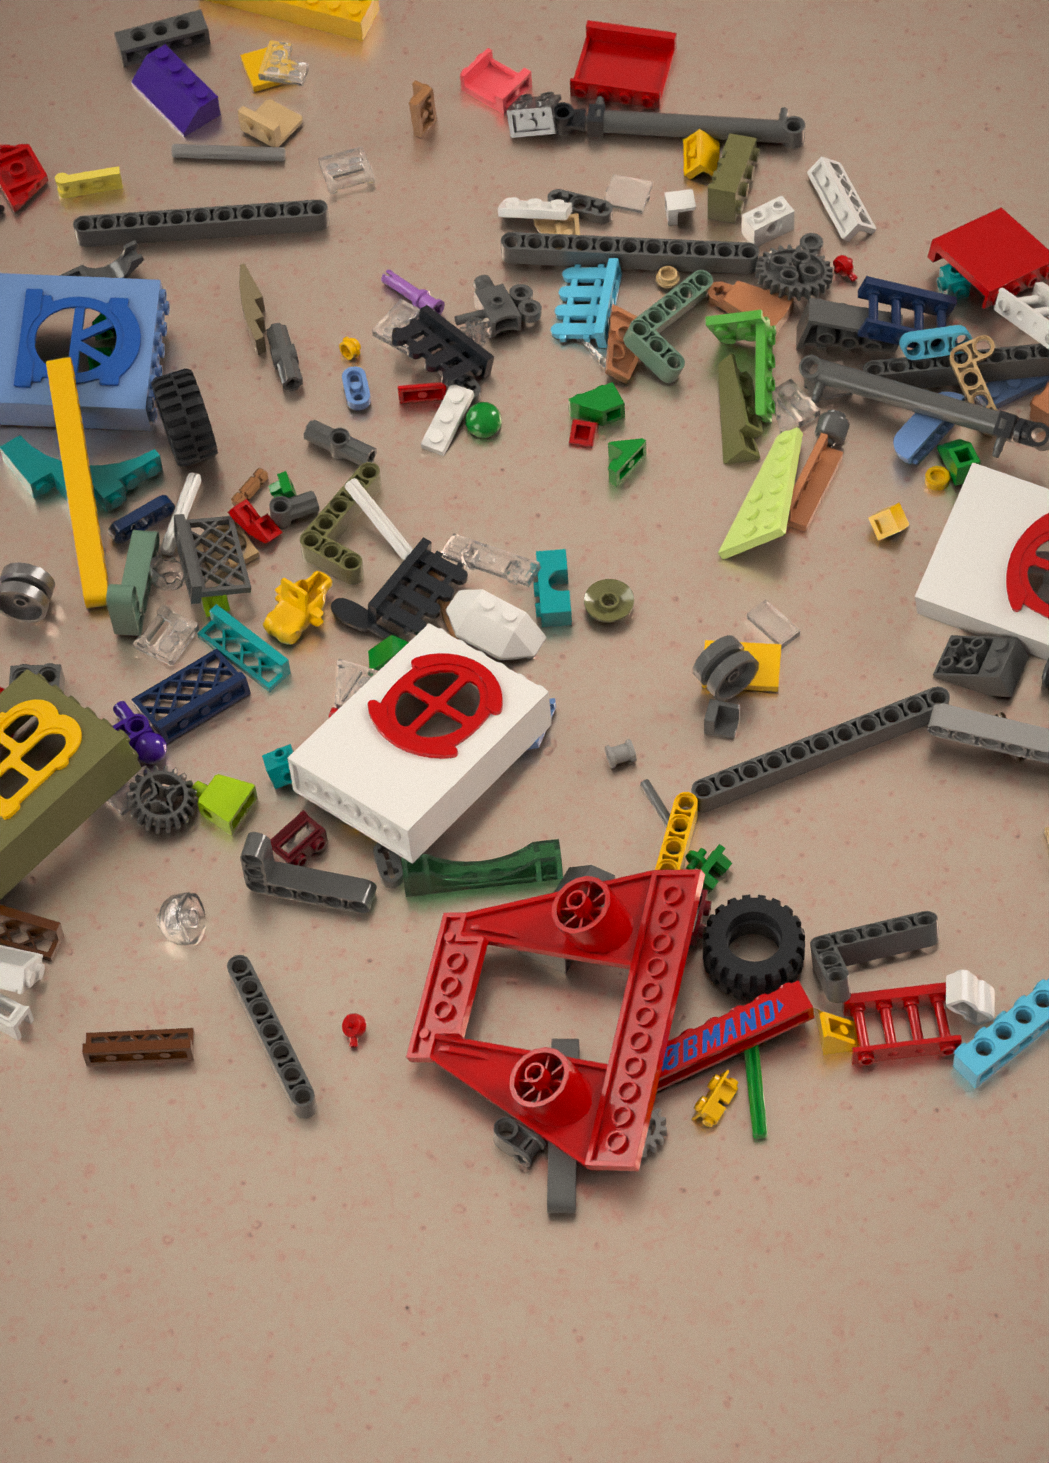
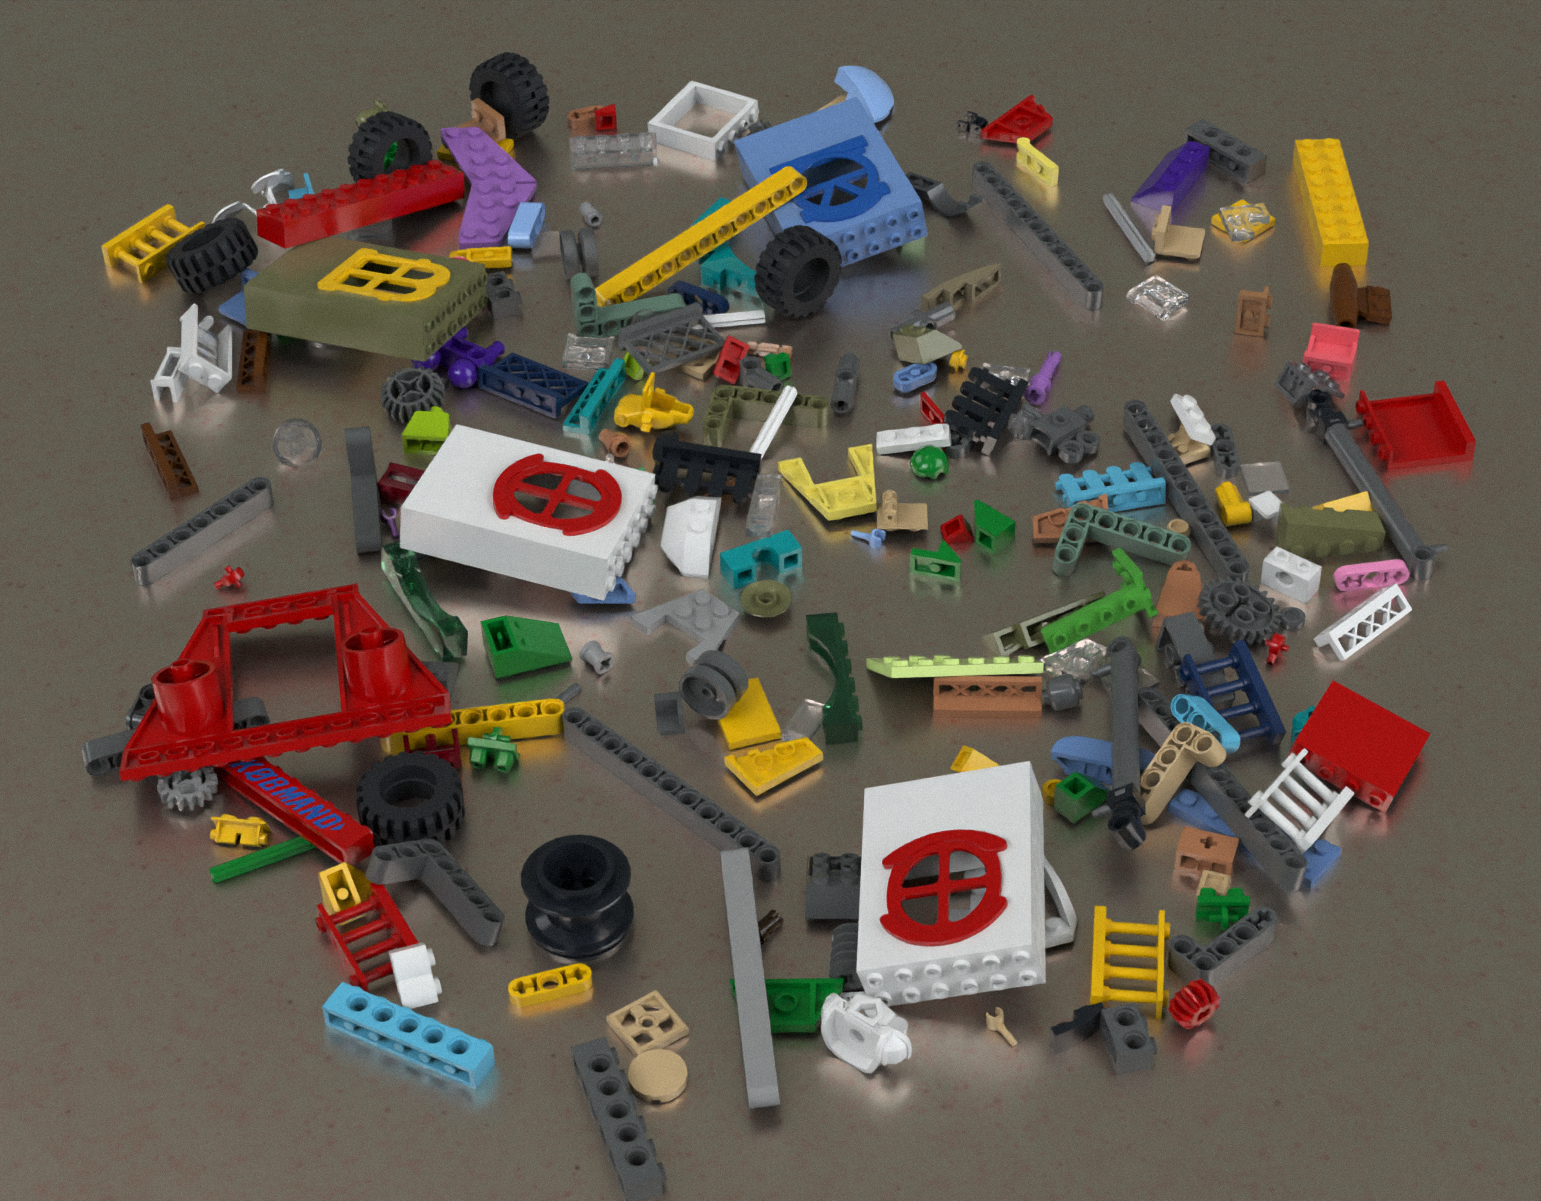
camera: 65 degrees right, 15 degrees down
(324, 652) = (615, 442): none -> nougat cone
(327, 365) = (922, 344): none -> olive slope
(333, 866) = (391, 522): none -> medium lavender hand
(435, 36) = (1349, 300): none -> reddish brown plate
(499, 498) = (838, 497): none -> light yellow wing
(546, 464) = (900, 515): none -> tan hinge
(561, 497) = (874, 538): none -> light blue hand
(579, 807) = (522, 644): none -> green slope
(604, 659) = (696, 615): none -> light grey wing
(658, 227) = (1232, 507): none -> yellow piece
(687, 573) = (839, 712): none -> clear green arch
(791, 170) = (1387, 574): none -> bright pink beam
(819, 663) = (771, 767): none -> yellow wing
(930, 867) = (577, 897): none -> black wheel
(997, 912) = (557, 975): none -> yellow beam

